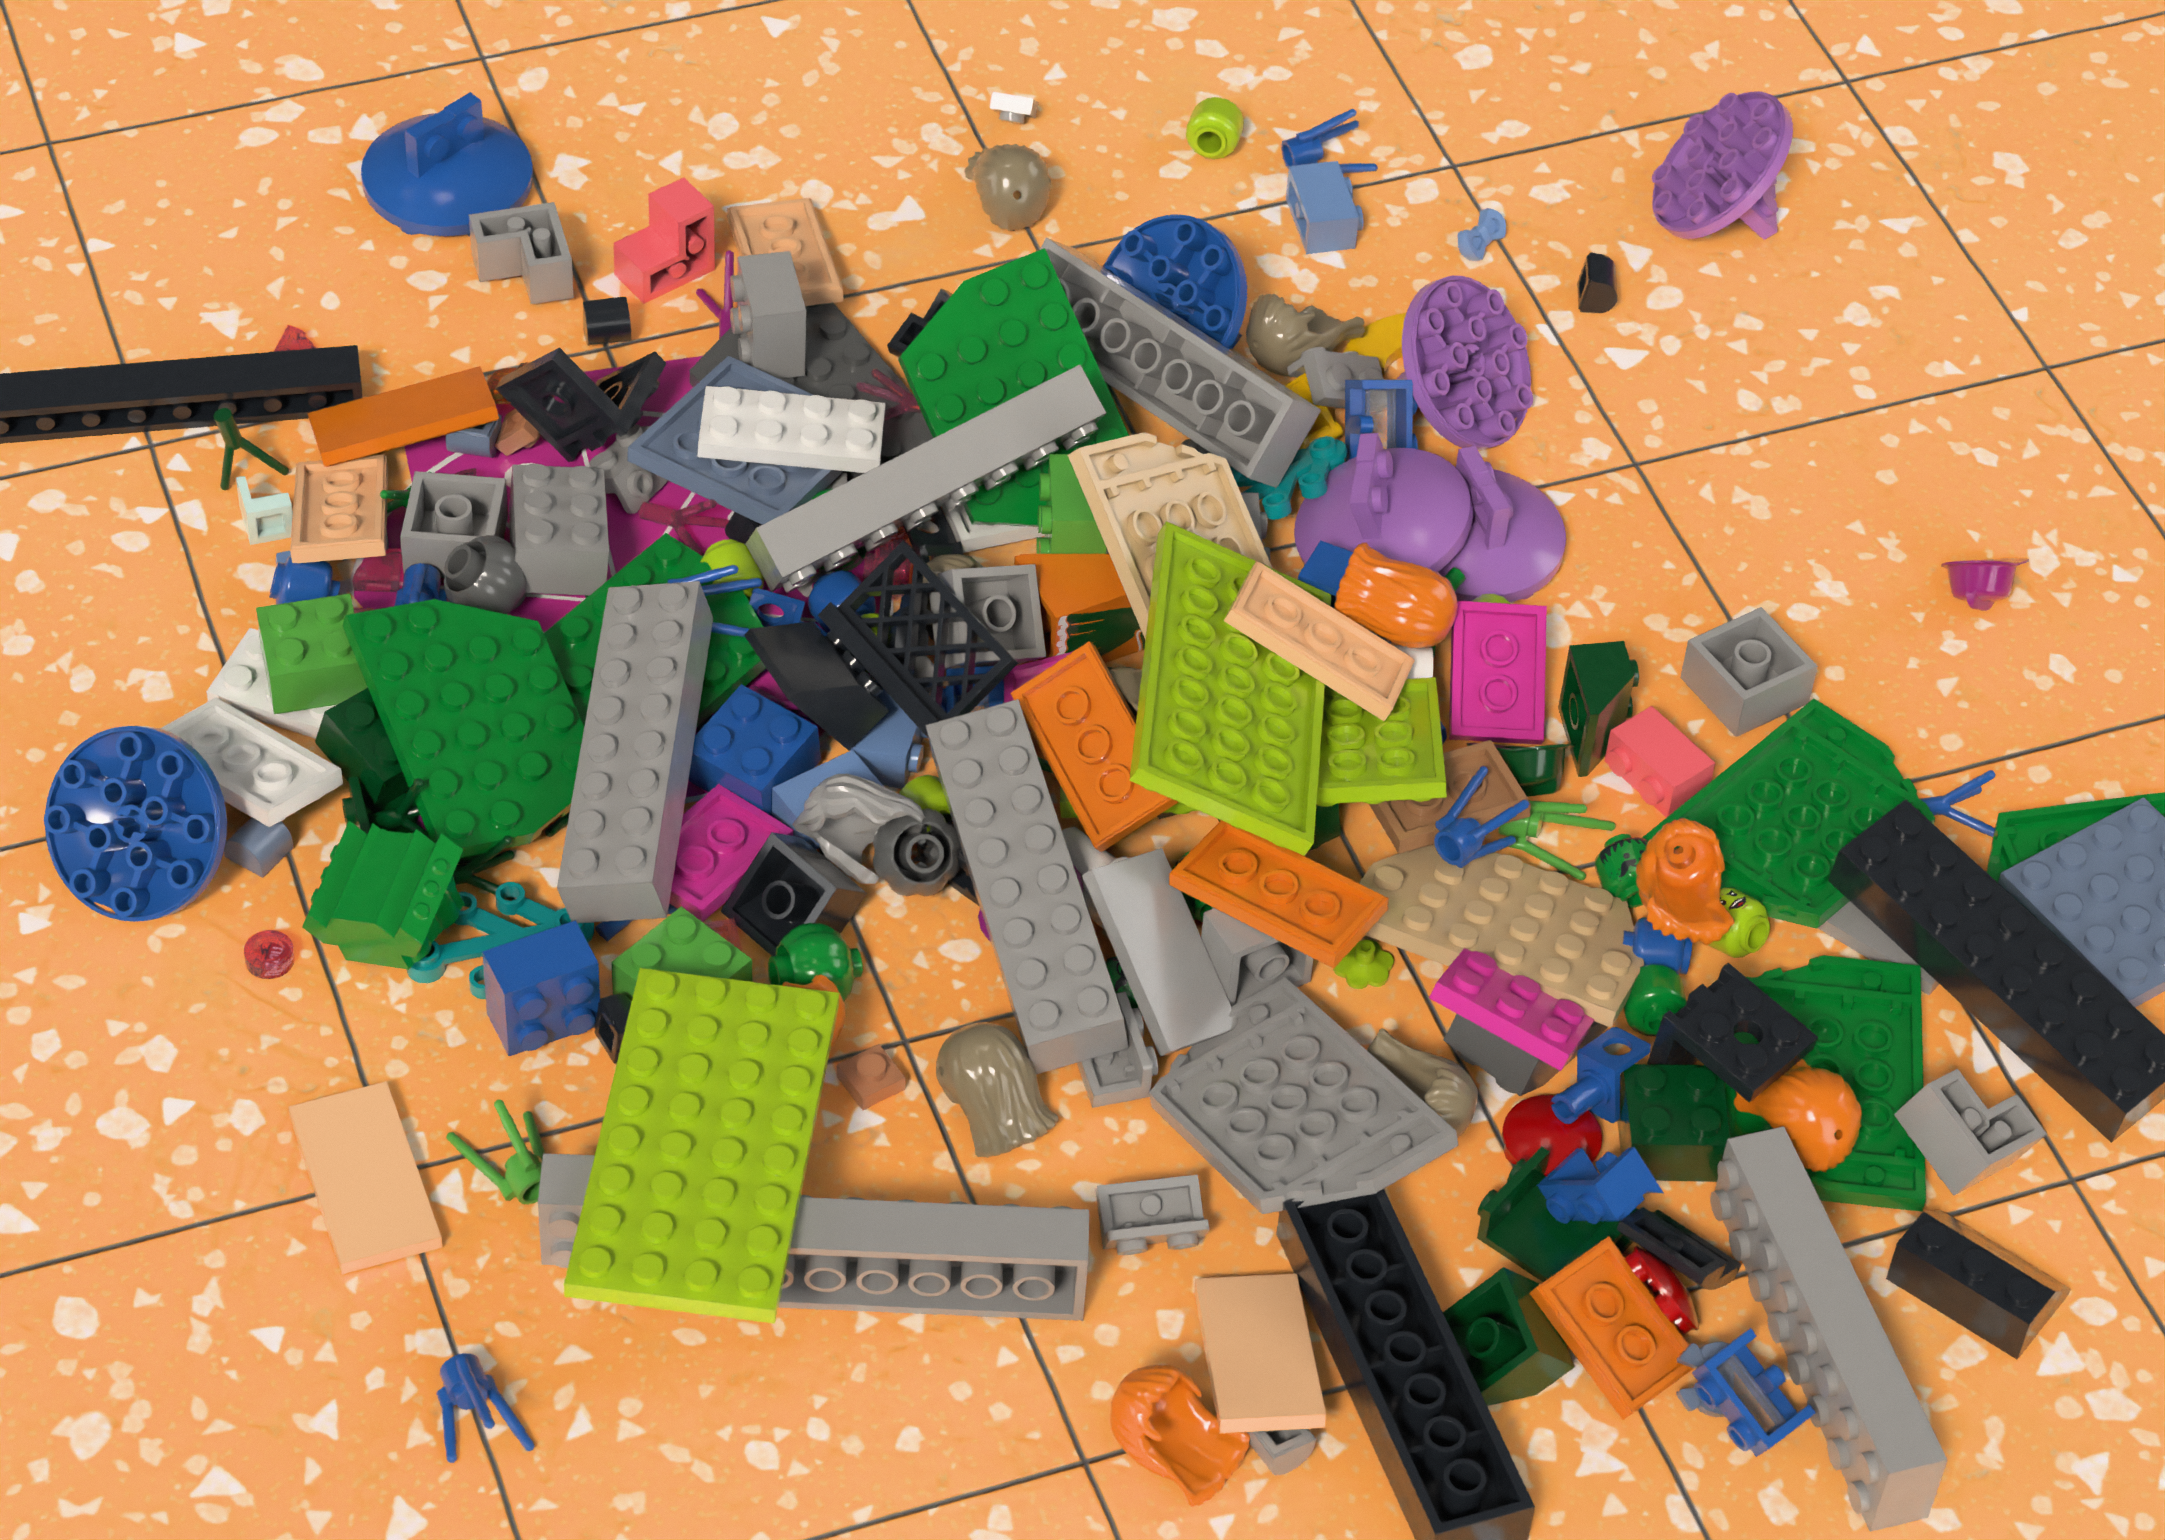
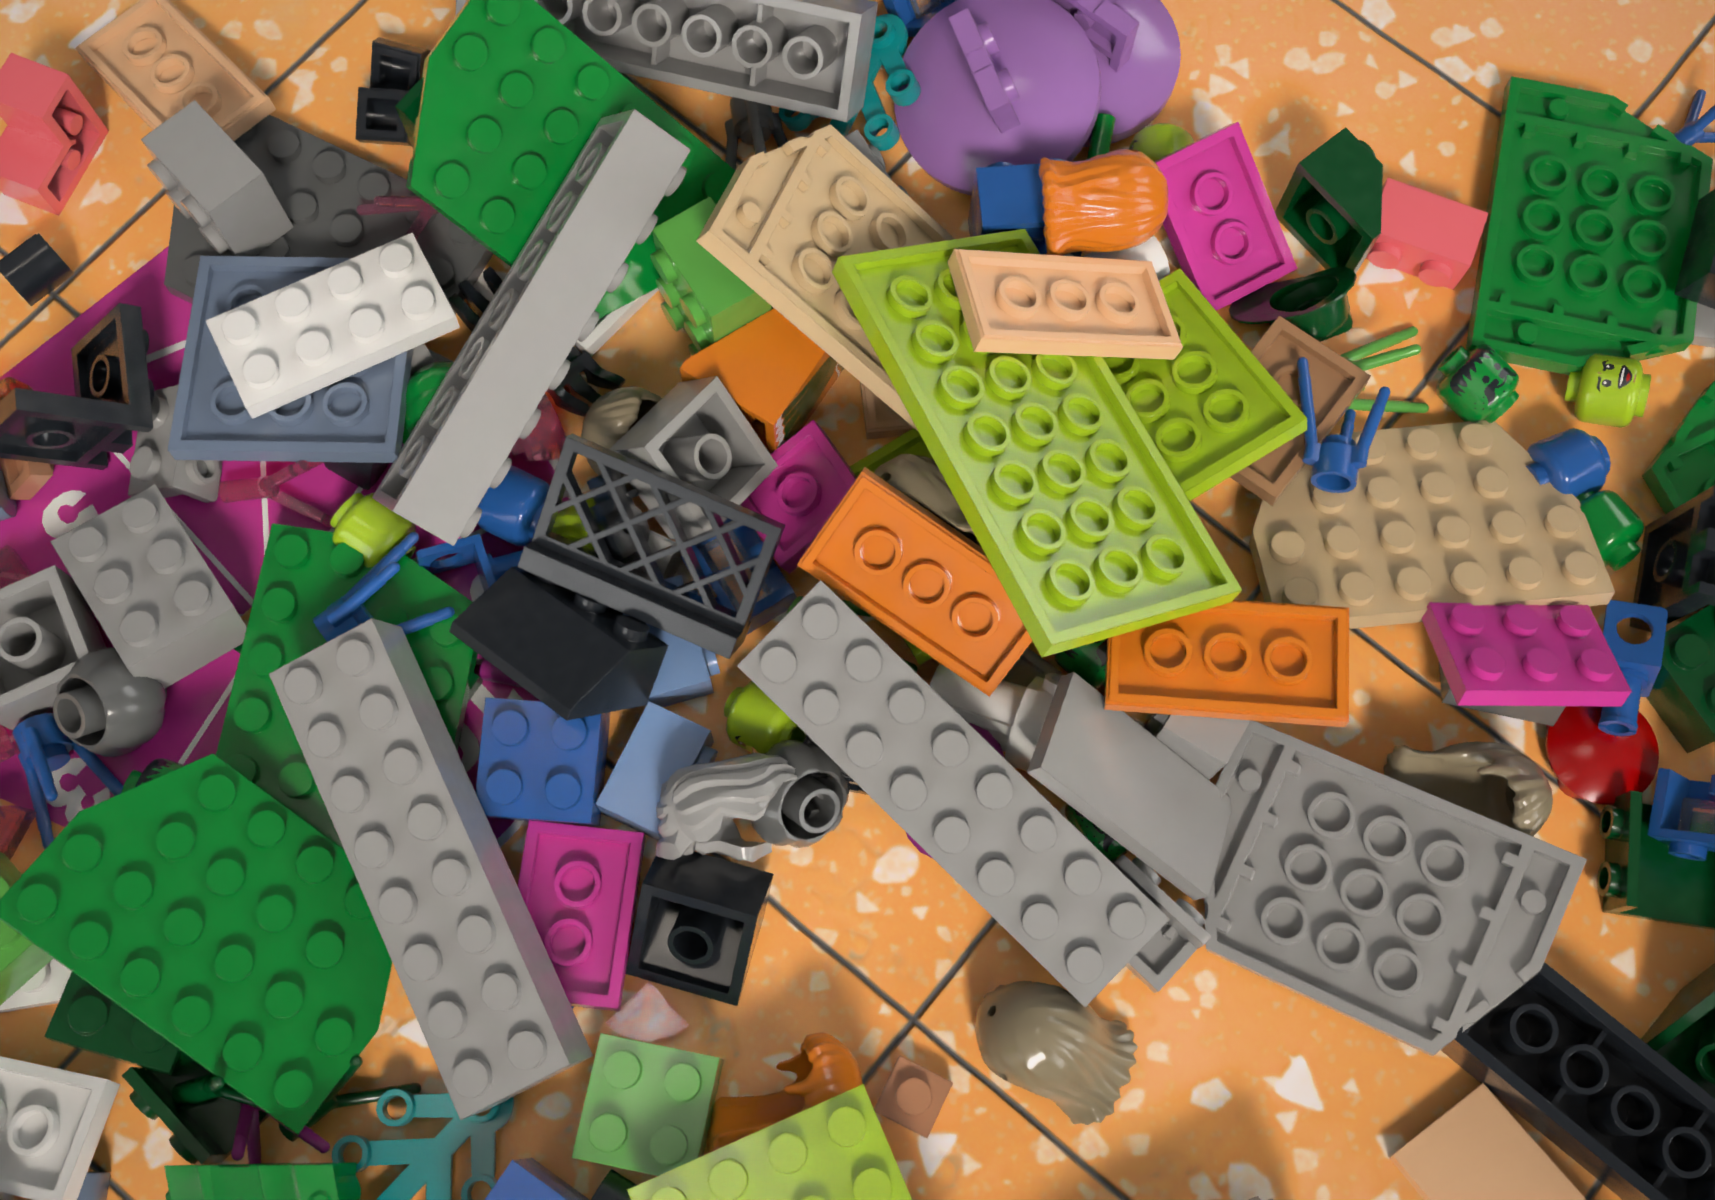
camera: 30 degrees left, 25 degrees up
(722, 314) = (155, 187): magenta plant -> none
(815, 951) = (775, 1001): green plant -> none
(1151, 1214) = (1308, 1108): light grey bracket -> none
(1684, 883) = (1568, 396): orange piece -> none
(1748, 671) = (1442, 81): light grey brick -> none

